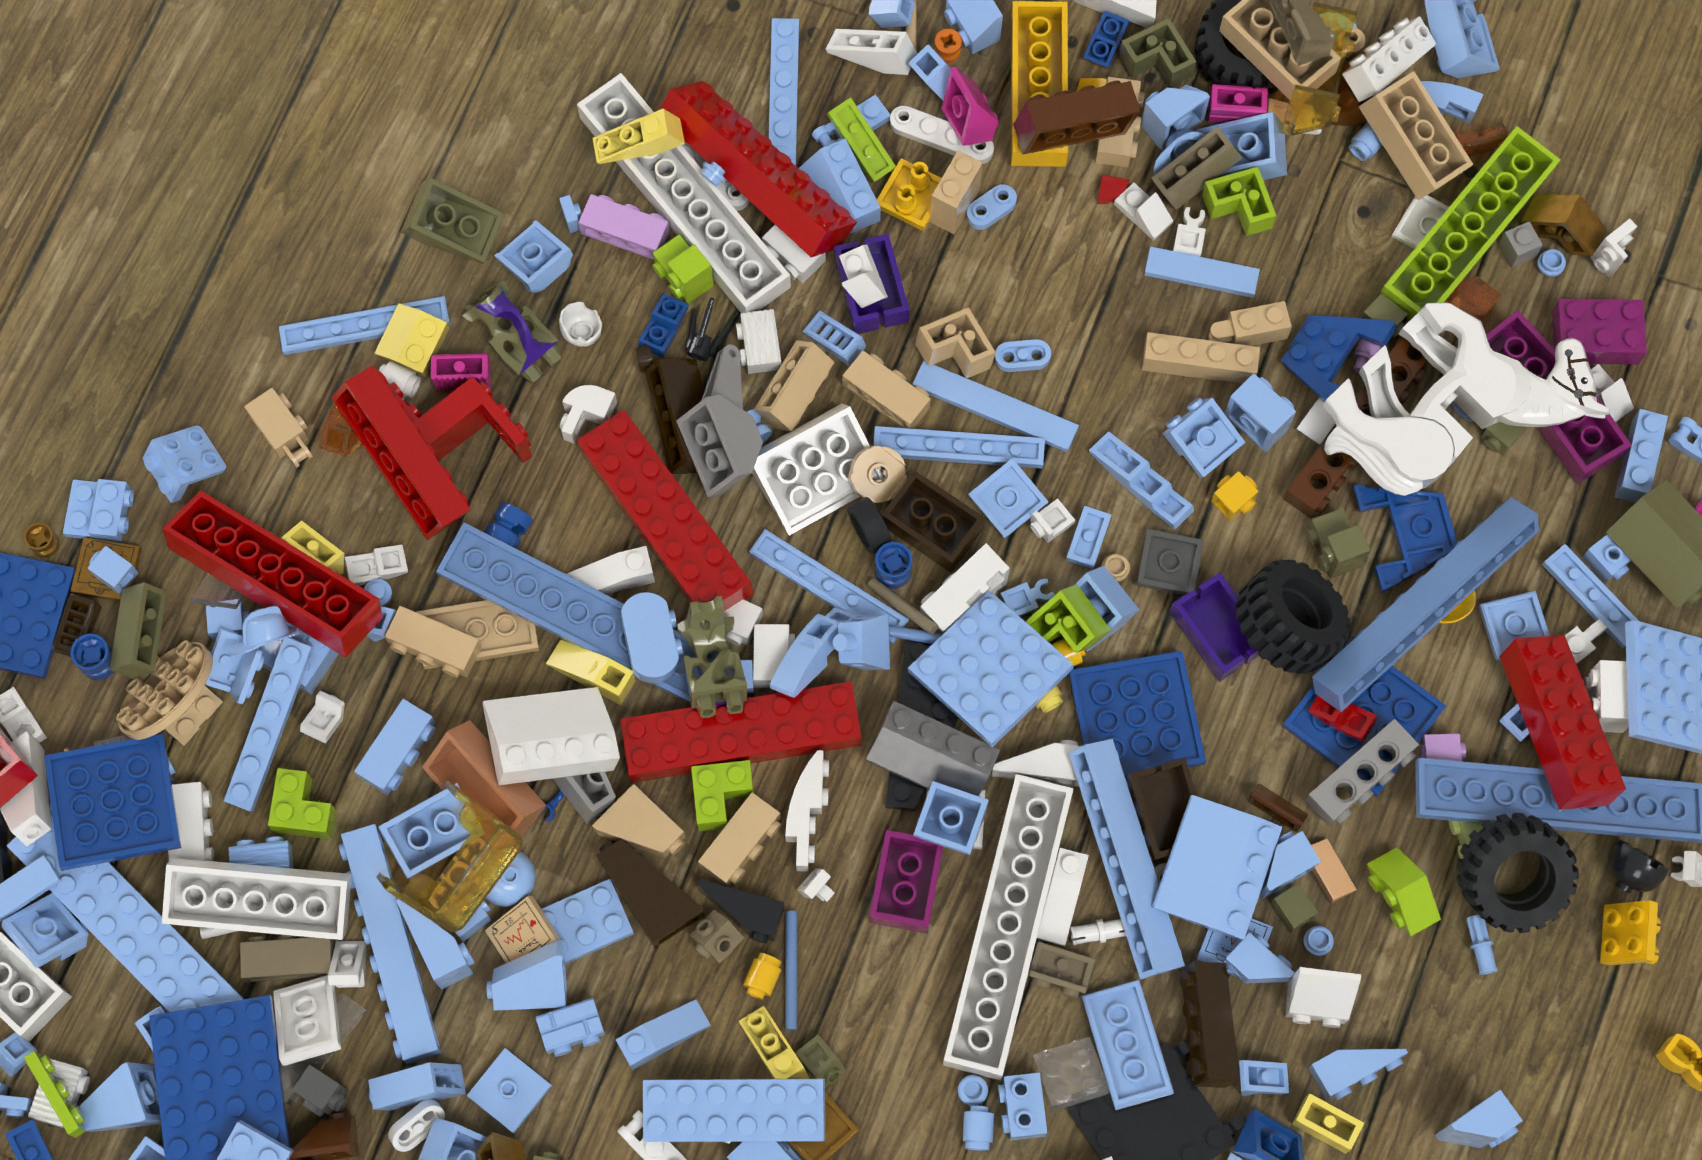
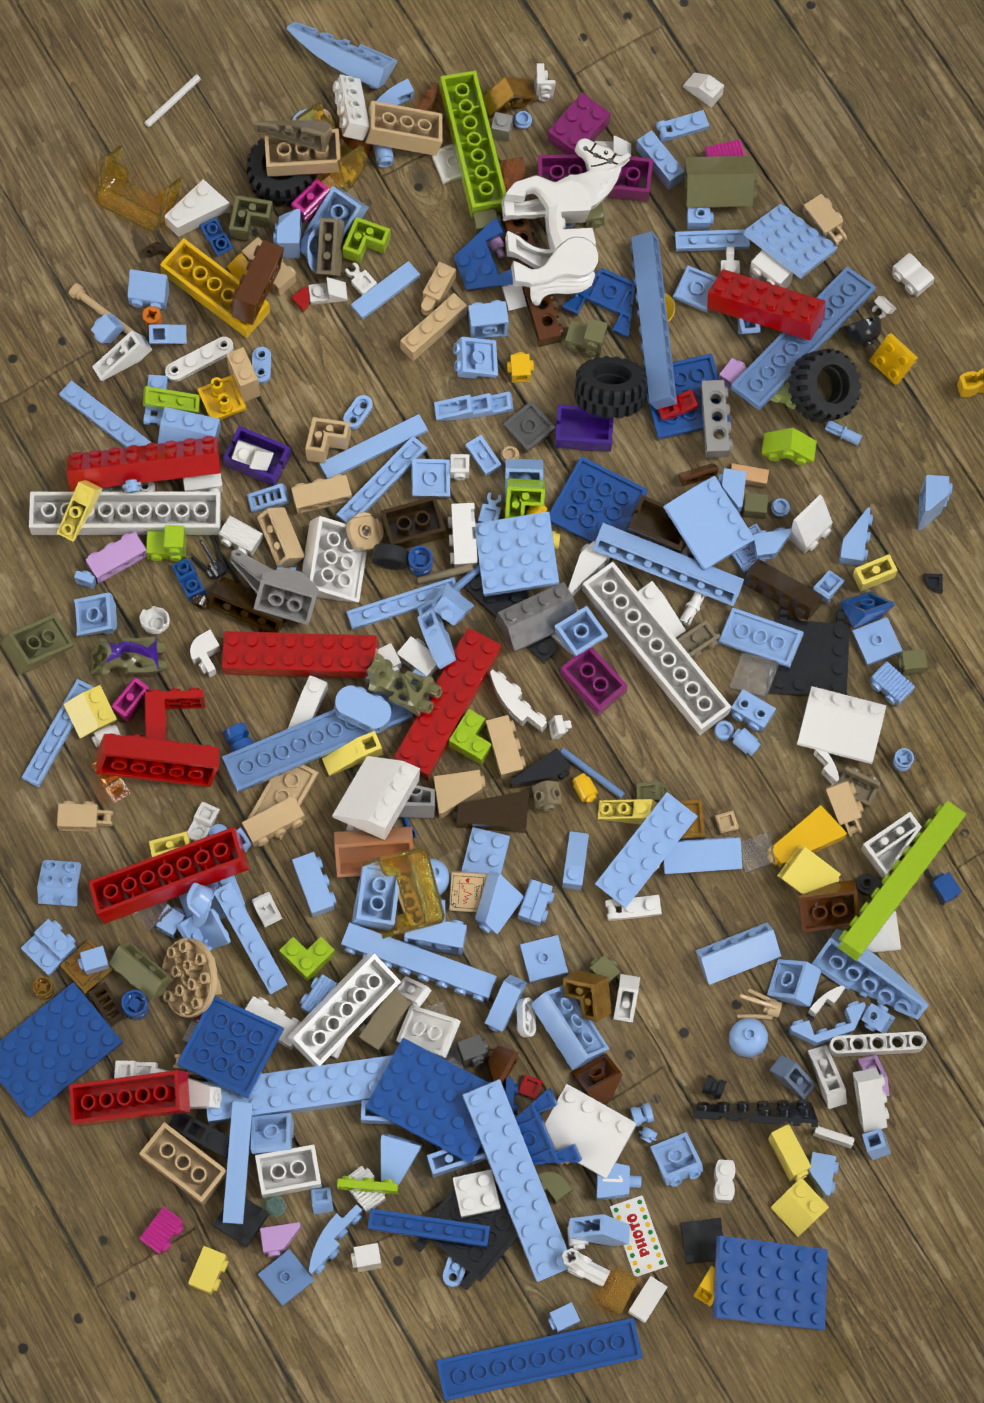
camera: 55 degrees left, 0 degrees up
(968, 110) = (201, 334): dark pink slope -> none

